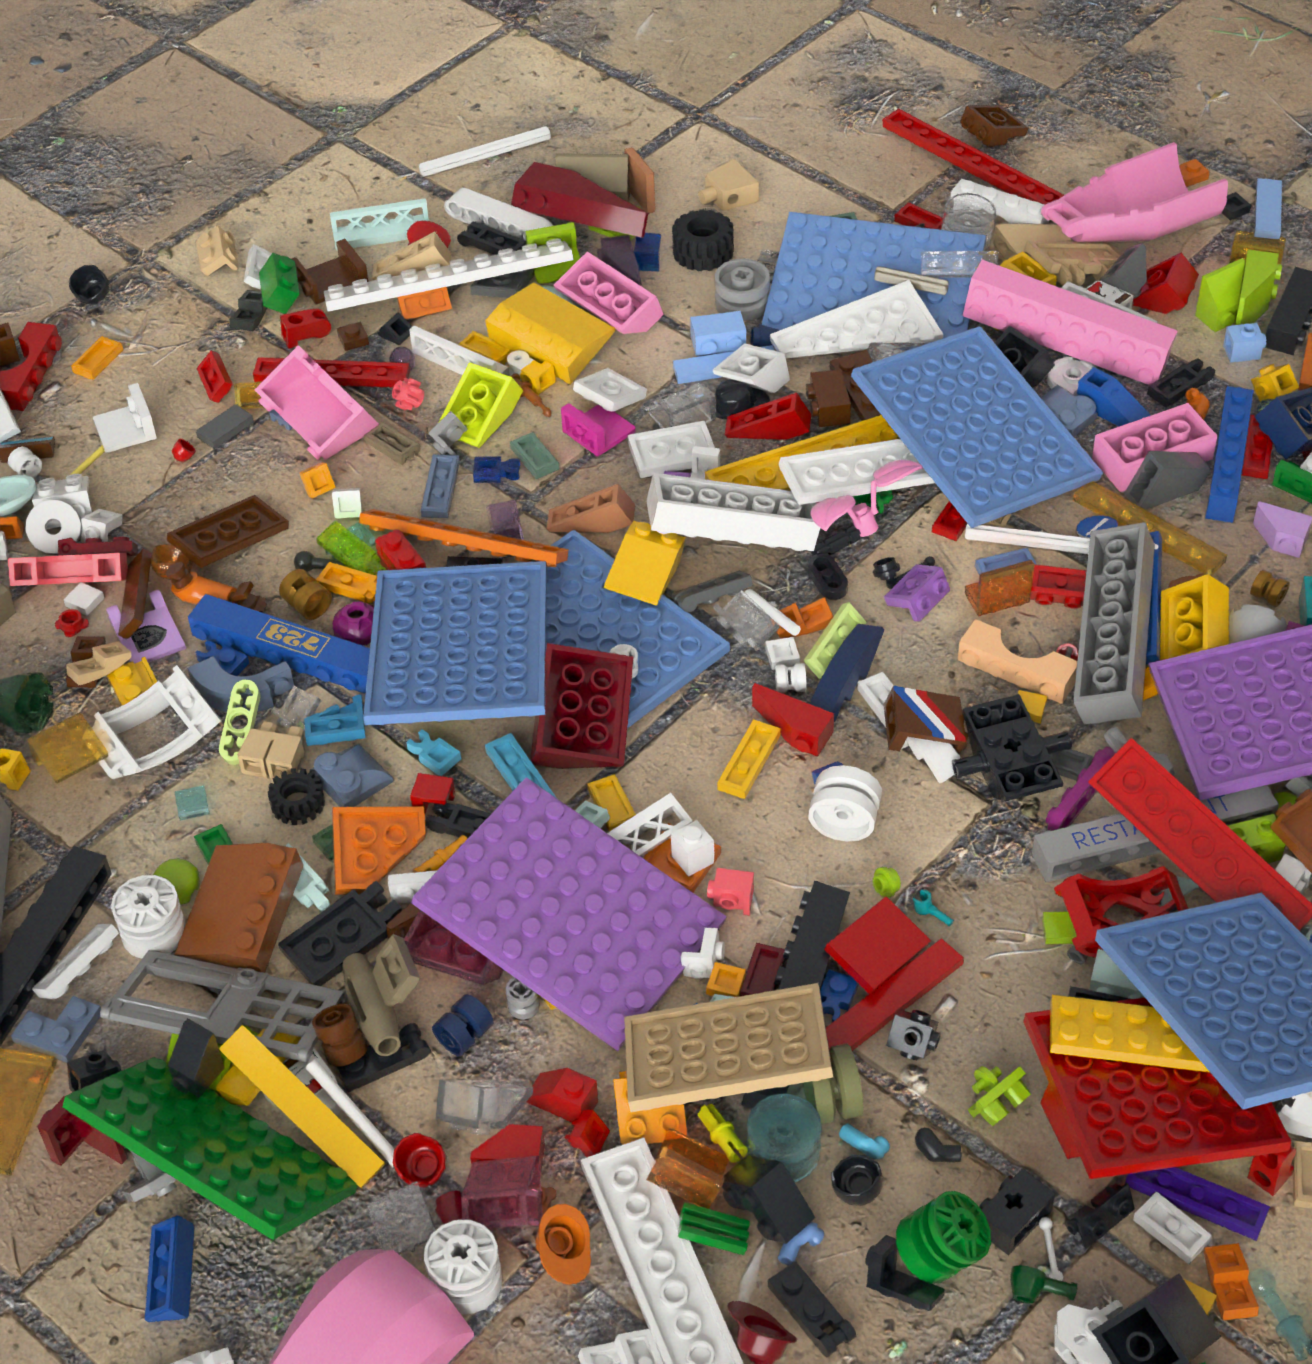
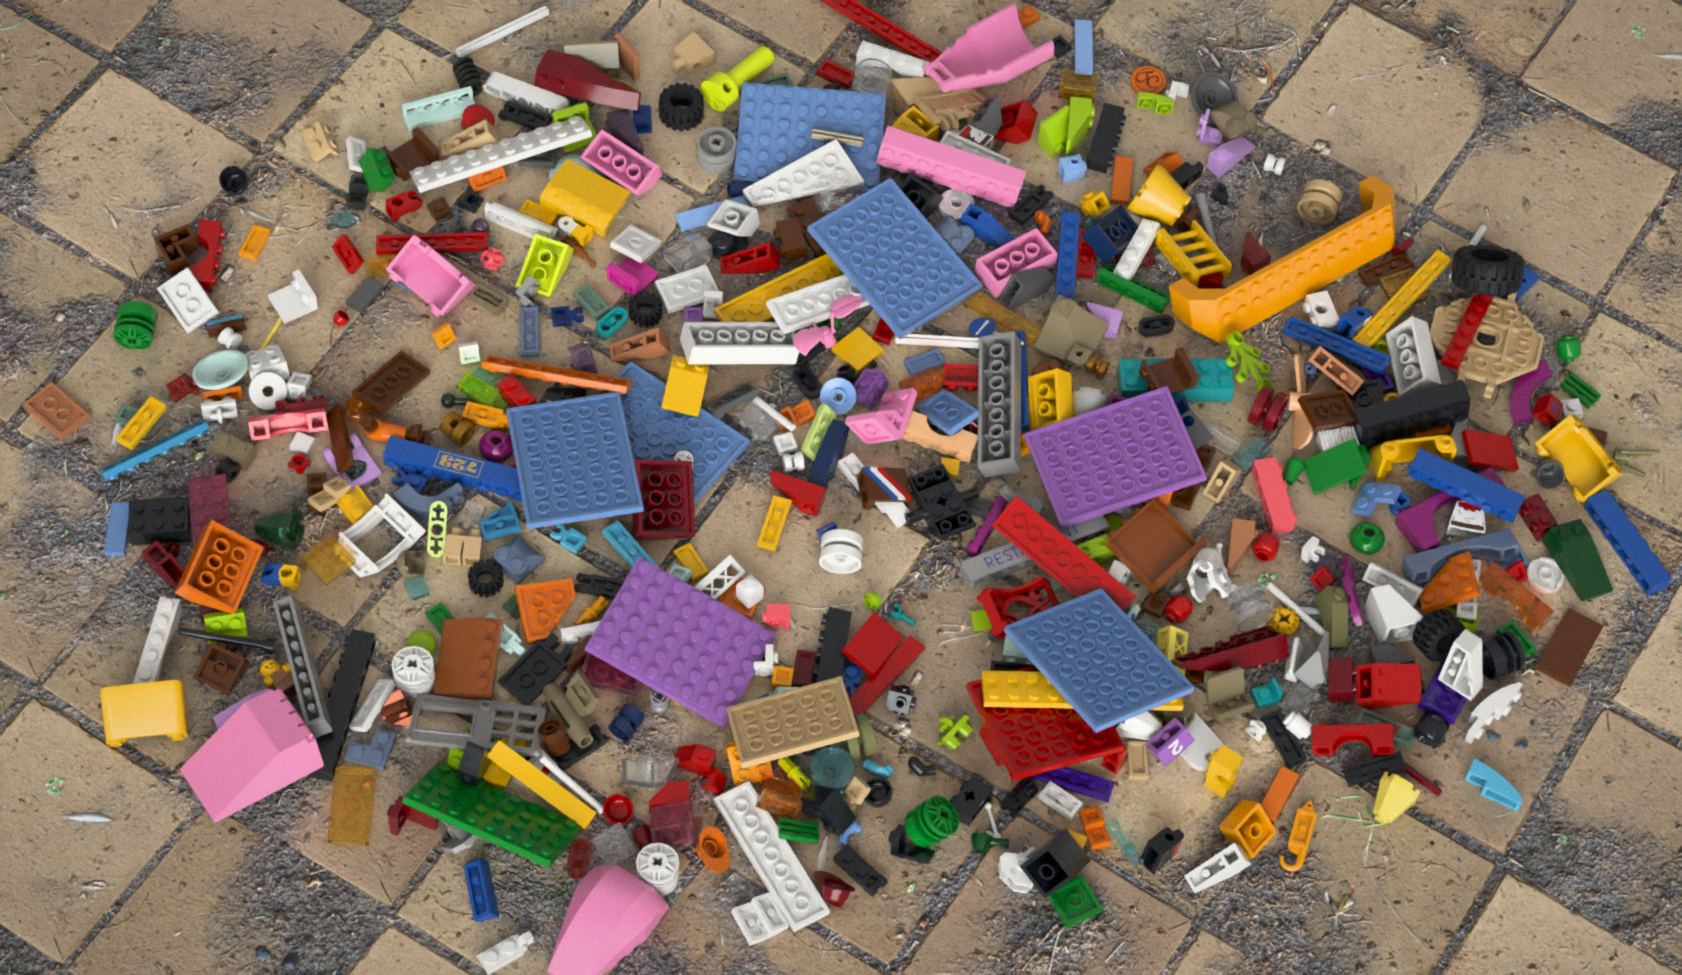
camera: 15 degrees left, 10 degrees up
(90, 1069) = (405, 778): black brick -> none
(108, 969) = (397, 710): none -> copper brick
(187, 767) = (410, 565): none -> dark tan hair
(221, 340) = (343, 220): none -> clear light blue tile
(339, 1237) = (579, 860): none -> clear red plate
(425, 184) = (467, 75): none -> pearl dark grey piece
(432, 790) = (574, 566): red panel -> none
(558, 481) = (611, 323): none -> teal plate
(608, 459) = (645, 318): none -> black tyre
(717, 333) = (704, 189): light blue brick -> none
(762, 221) = (722, 89): none -> neon yellow piece
(820, 1175) = (856, 792): none -> tan plate
(869, 584) = (838, 386): none -> light blue dish
(908, 541) = (857, 349): none -> yellow tile
(933, 632) = (889, 420): none -> bright pink bracket
(954, 263) = (869, 122): clear plate -> none
(1035, 627) = (947, 411): none -> medium blue plate
(1231, 537) = (1070, 332): none -> dark tan slope

